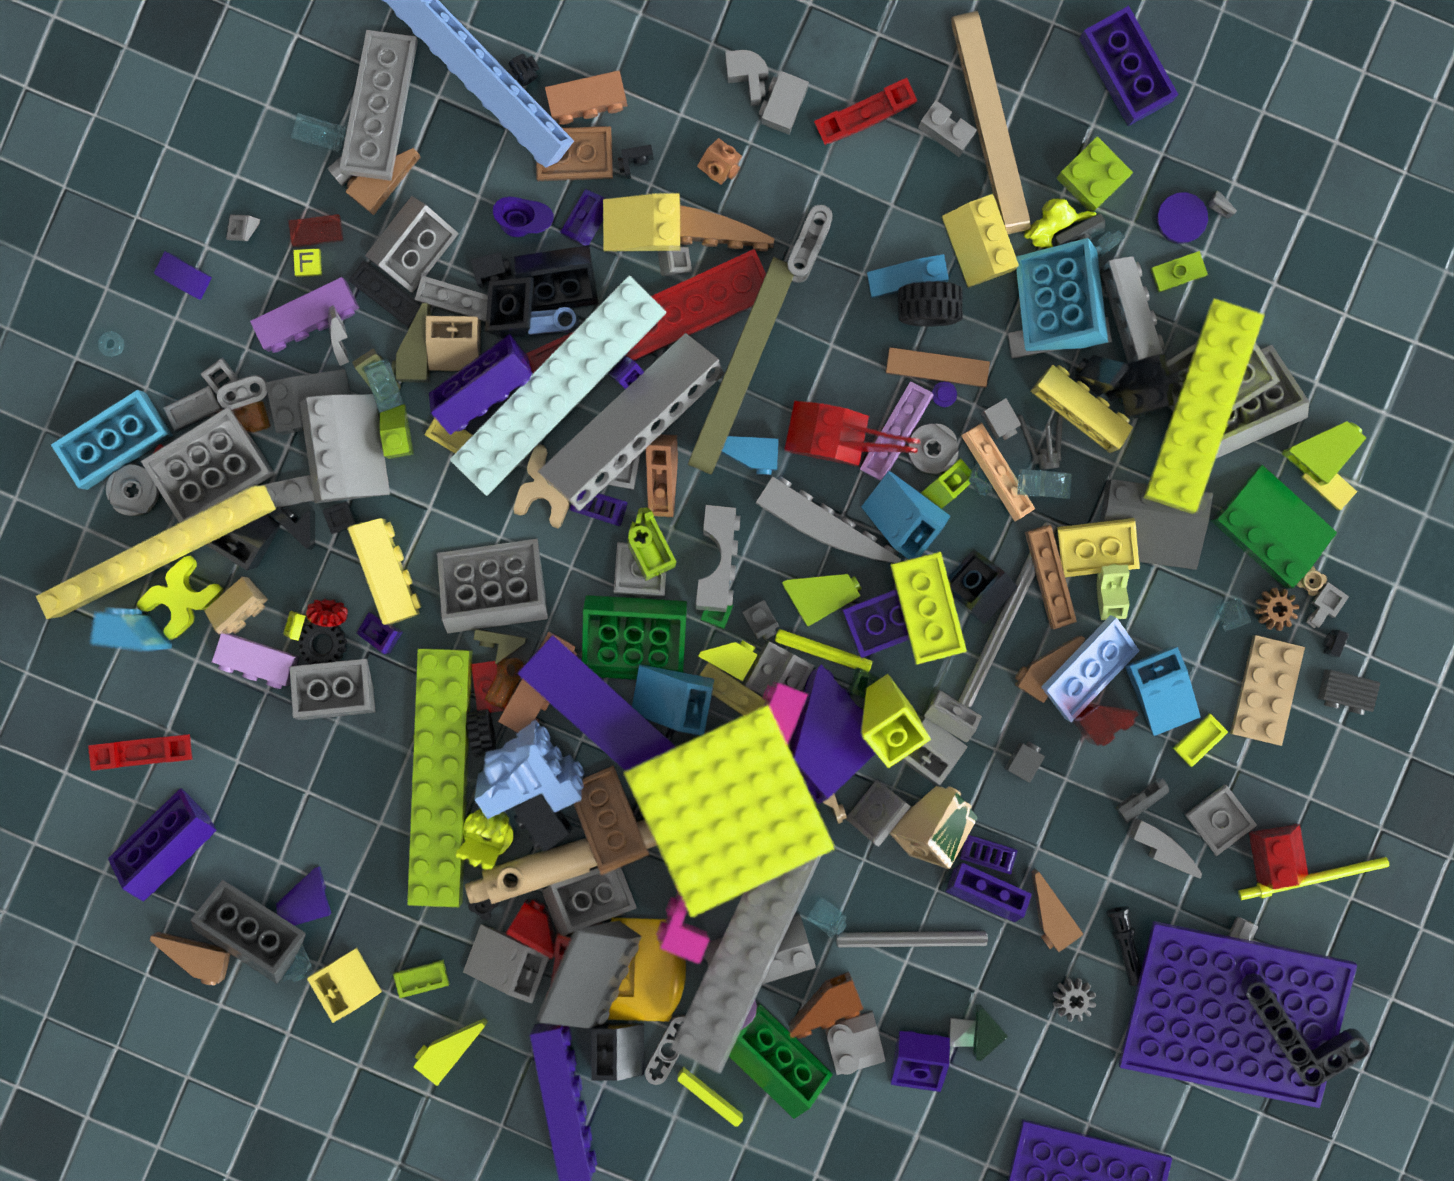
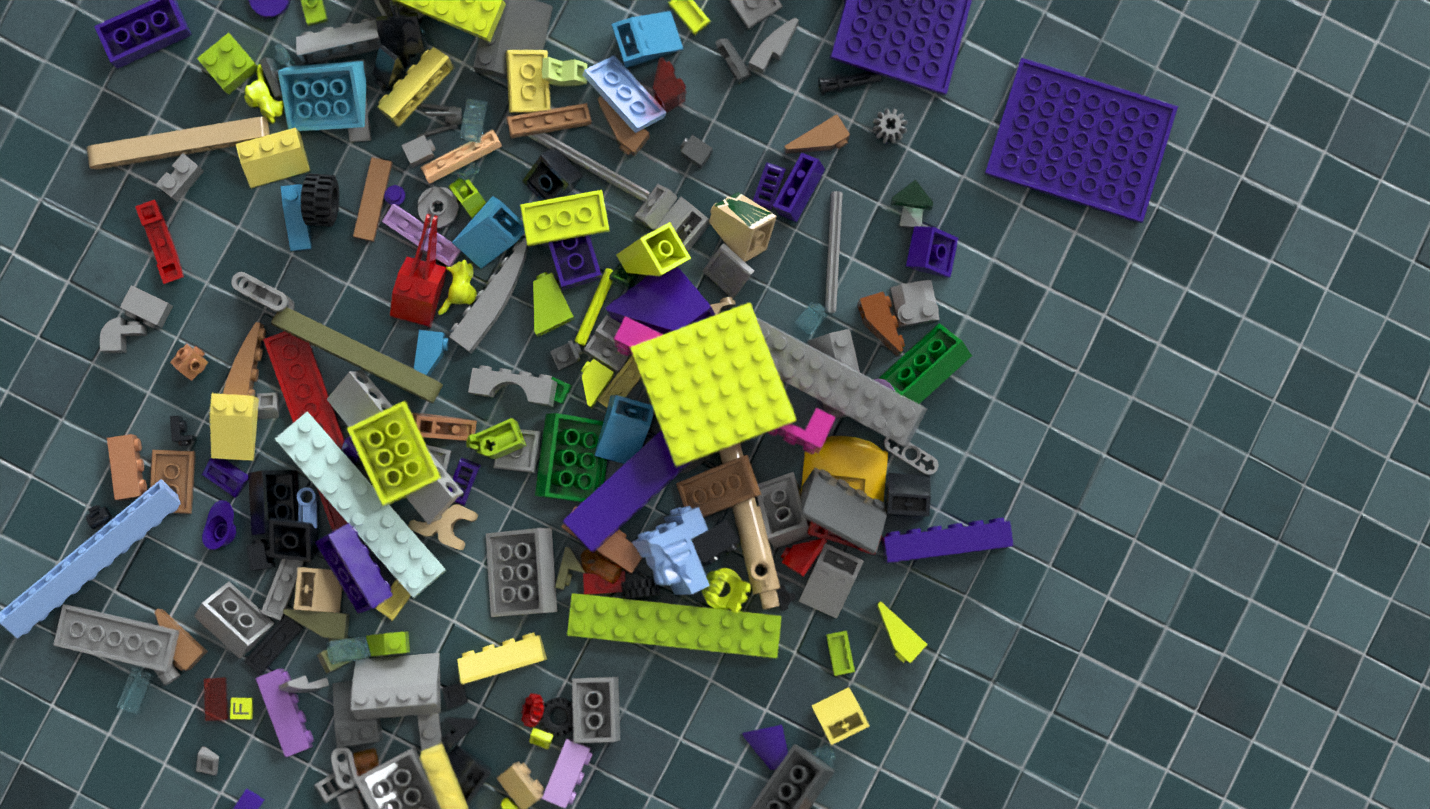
camera: 85 degrees left, 5 degrees down
(379, 635) = (552, 669): dark purple slope -> none
(619, 423) = (394, 453): none -> neon yellow slope
(710, 1097) = (952, 421): neon yellow tile -> none
(833, 485) = (460, 289): none -> neon yellow animal

